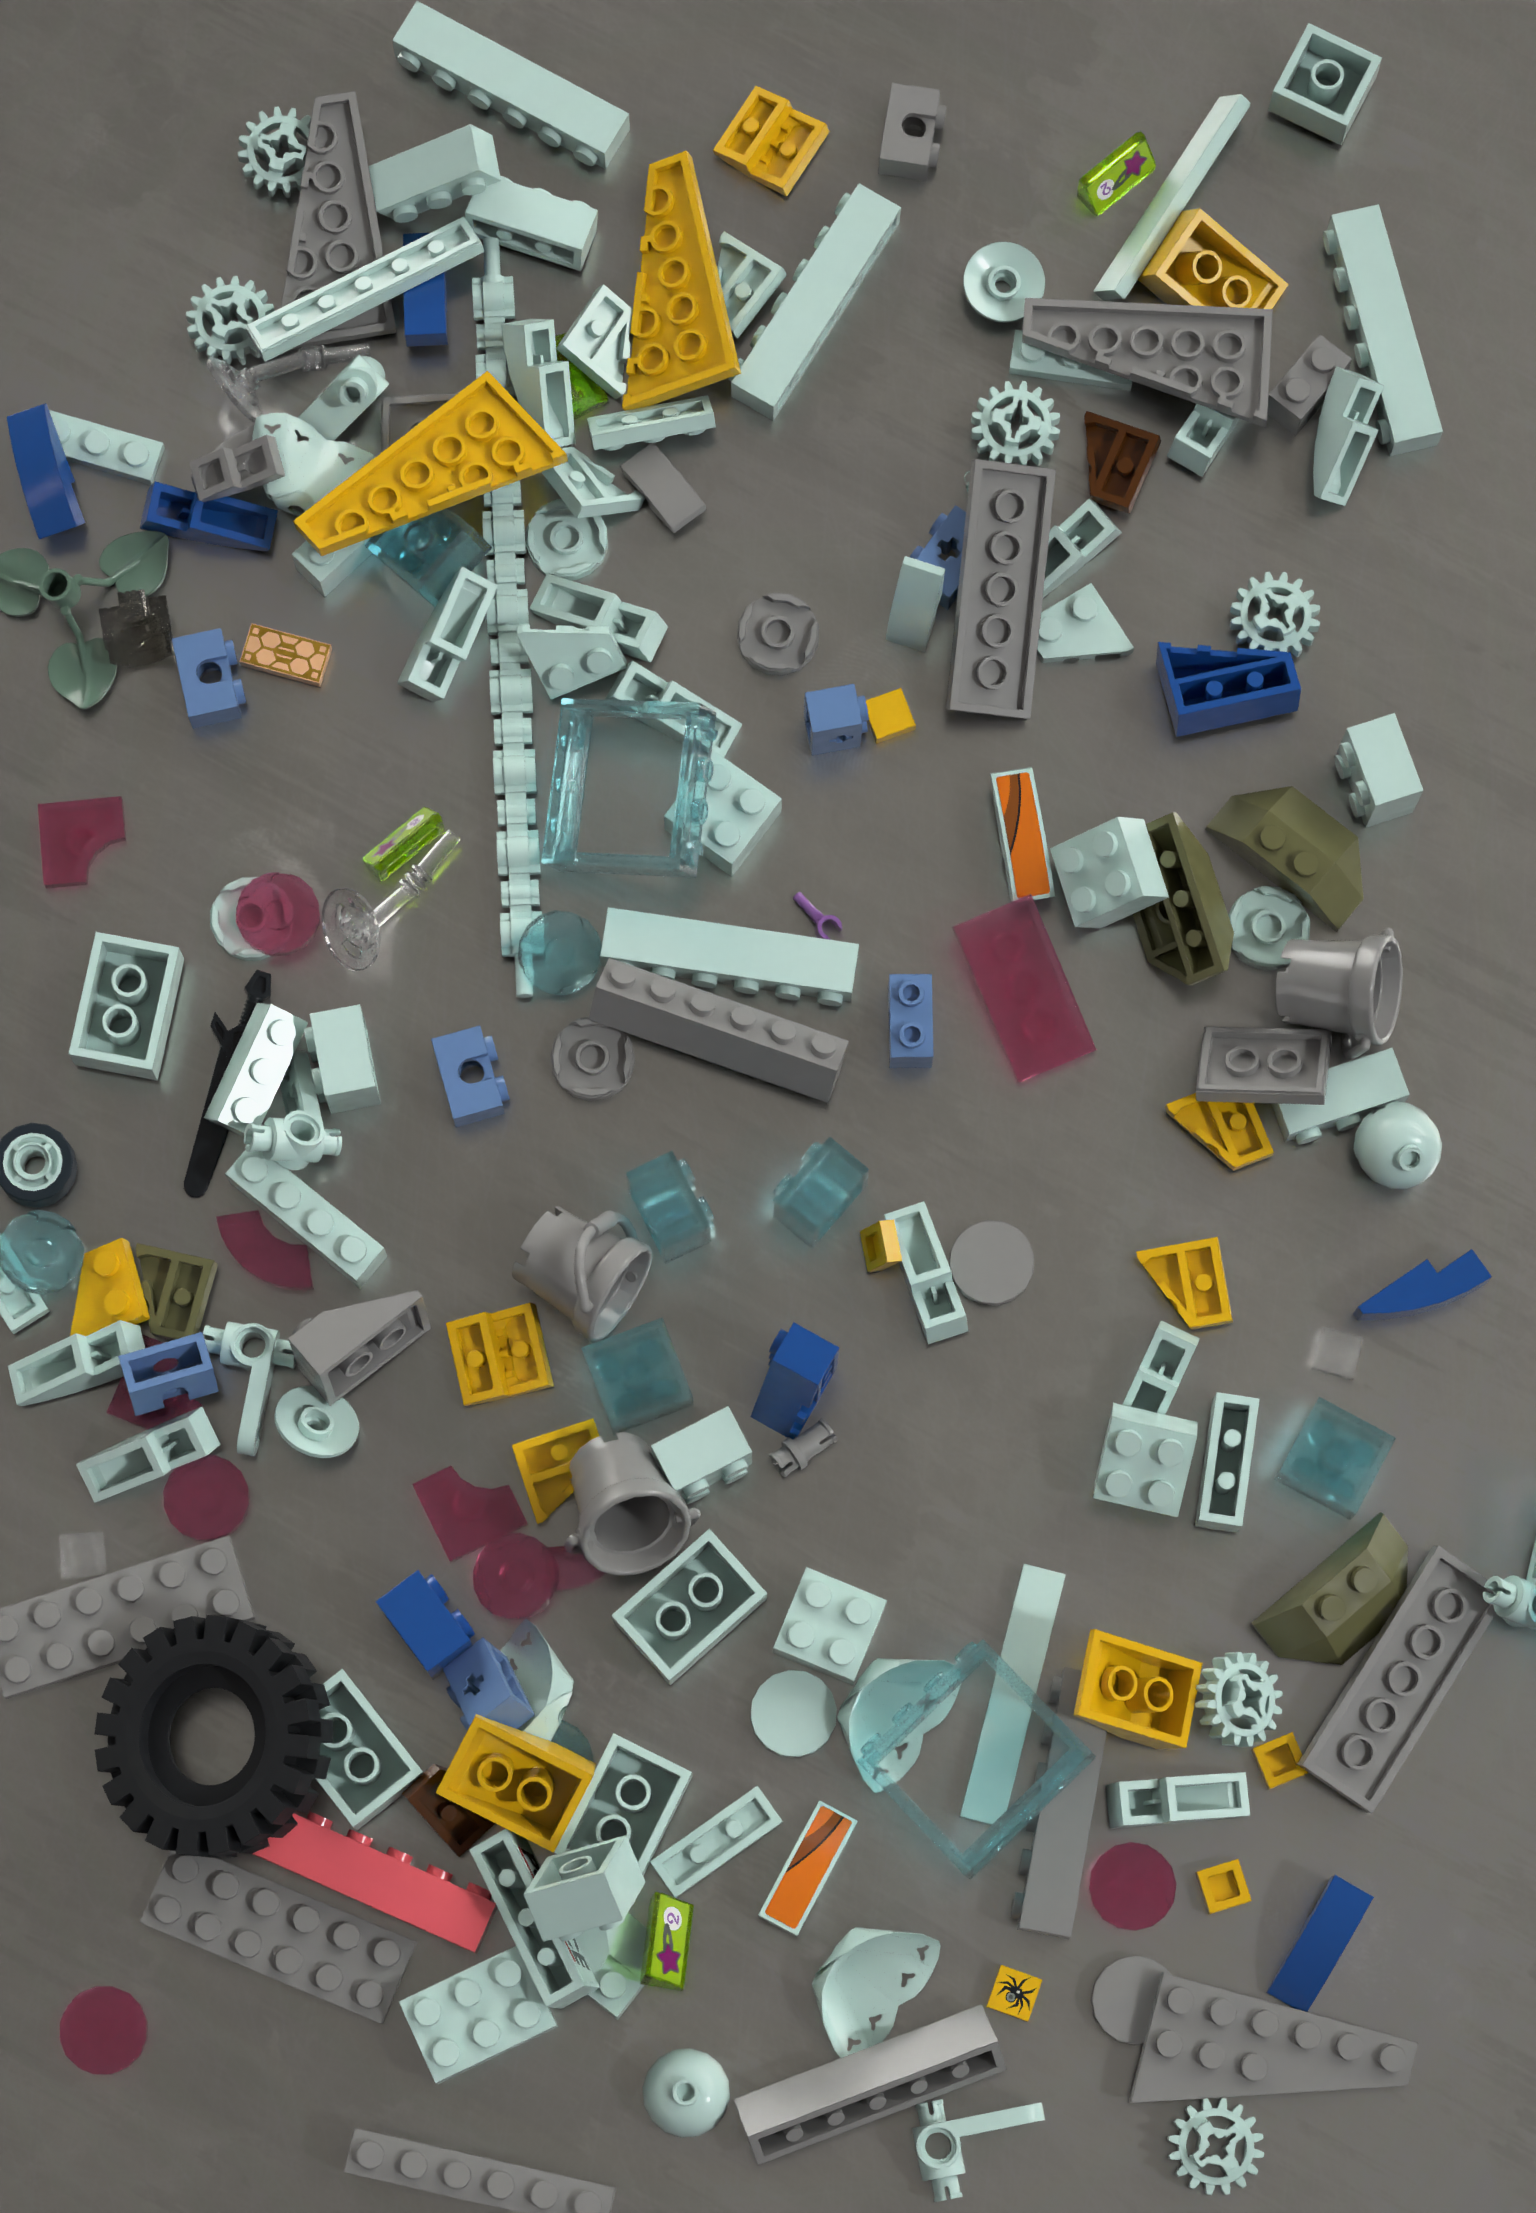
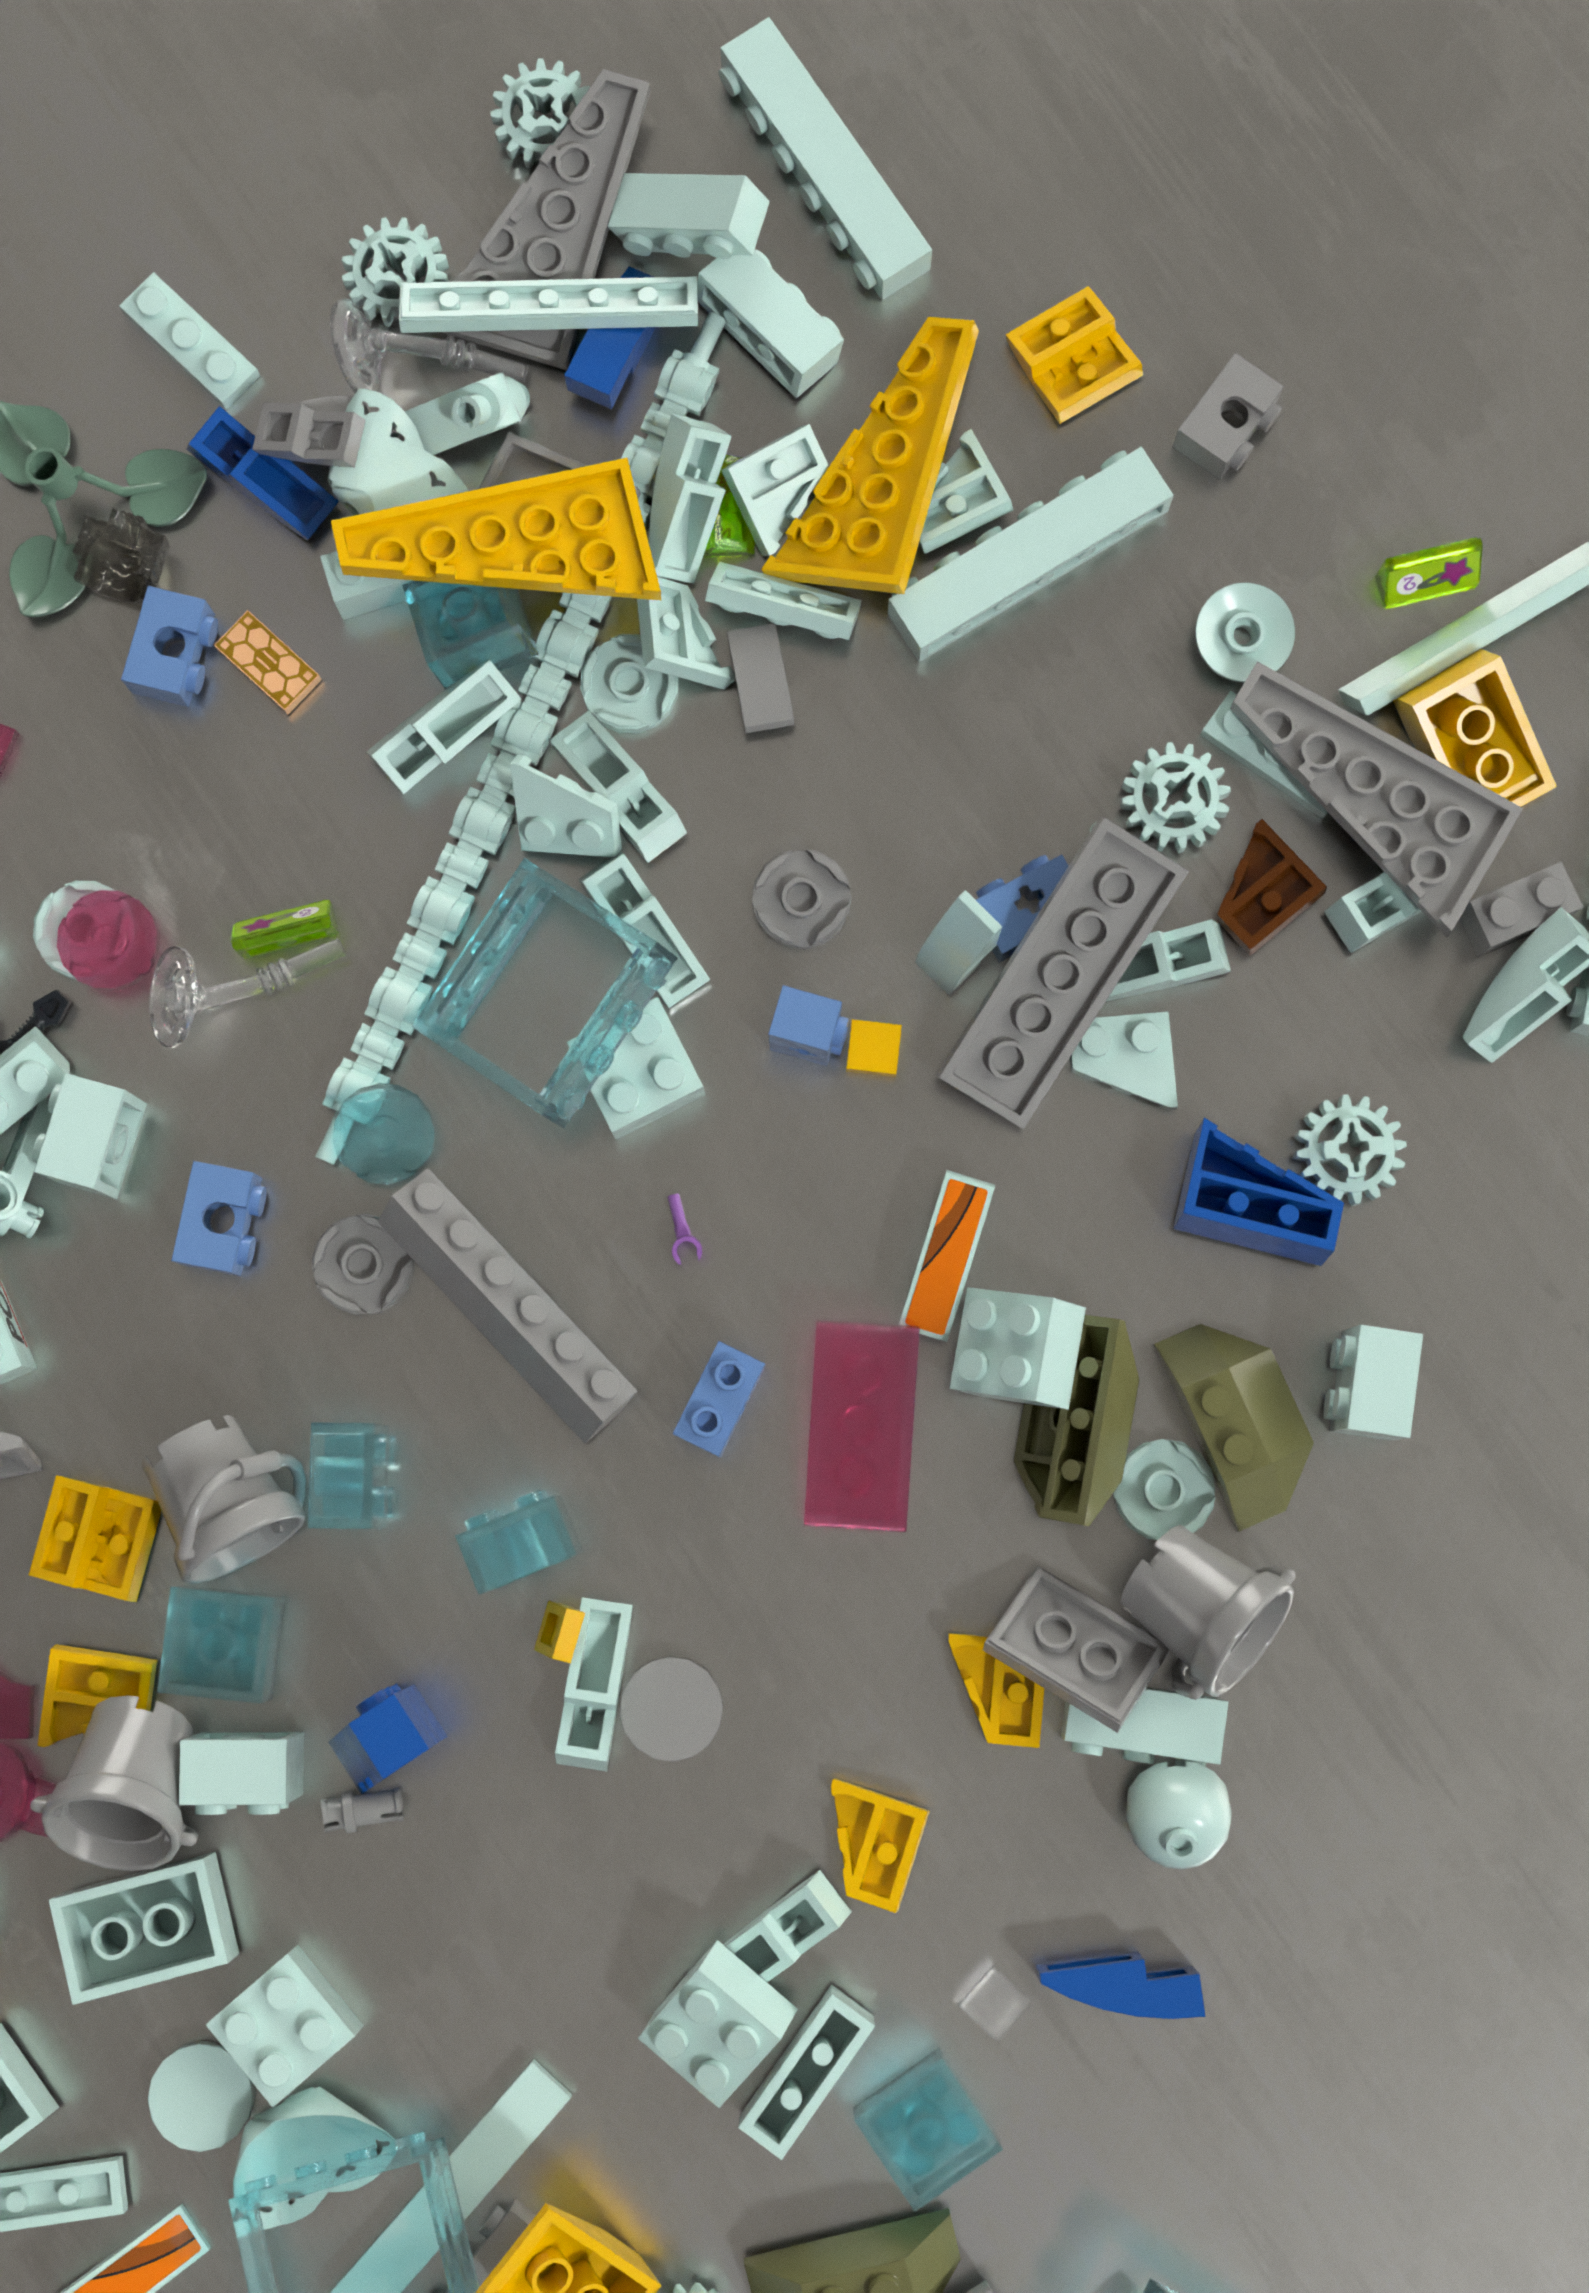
camera: 30 degrees right, 5 degrees up
(44, 471) = (111, 339): blue slope -> none
(732, 956) = (565, 1228): light aqua brick -> none

